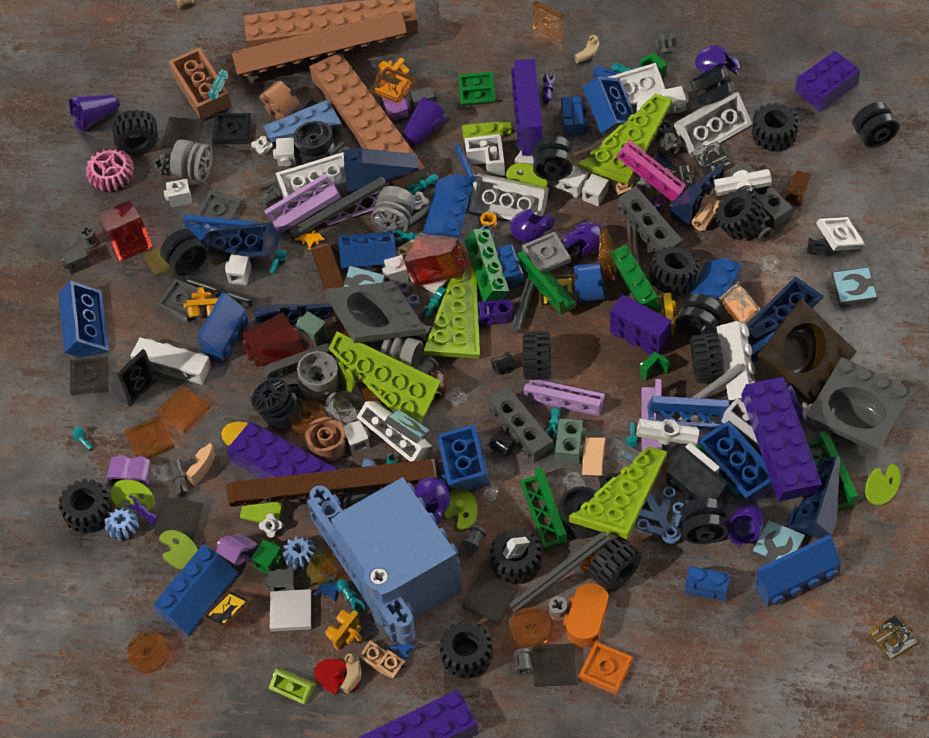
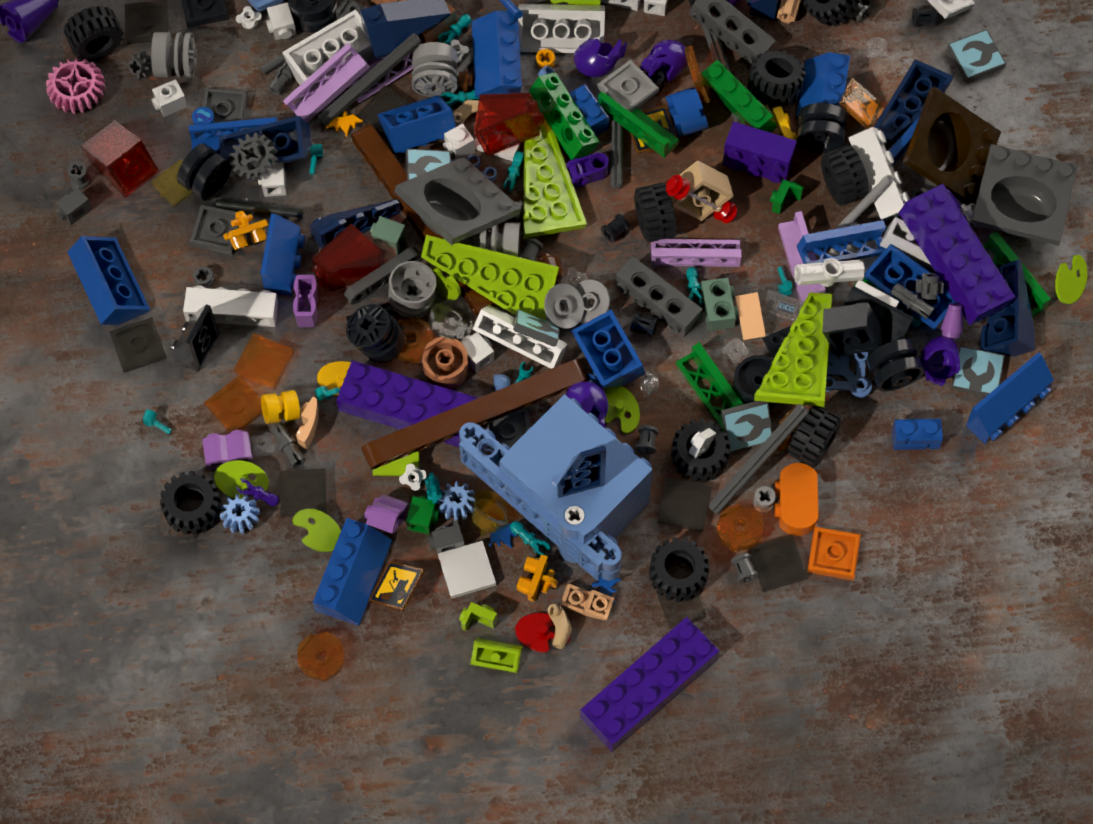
camera: 20 degrees left, 10 degrees up
(163, 335) = (208, 273): none -> dark grey bush
(182, 446) = (279, 407): none -> yellow wheel
(199, 210) = (202, 116): none -> blue tile
(221, 442) = (323, 392): none -> teal hand
(225, 247) = (250, 167): none -> dark grey gear
(230, 368) = (305, 301): none -> medium lavender brick
(282, 536) = (433, 488): none -> teal axle
(283, 645) = (482, 614): none -> lime bracket
(391, 538) = (584, 472): none -> dark blue wedge
(417, 224) = (465, 80): none -> reddish brown plate
(445, 411) = (571, 304): none -> light grey dish
(459, 410) = (593, 290): none -> light grey dish
(559, 542) = (747, 425): none -> tile
(579, 347) = (702, 192): none -> tan brick
(671, 481) = (852, 329): none -> black brick
(732, 470) = (912, 301): none -> dark grey axle
(750, 460) = (929, 286): none -> dark grey gear
(763, 496) = (953, 321): none -> medium lavender cone

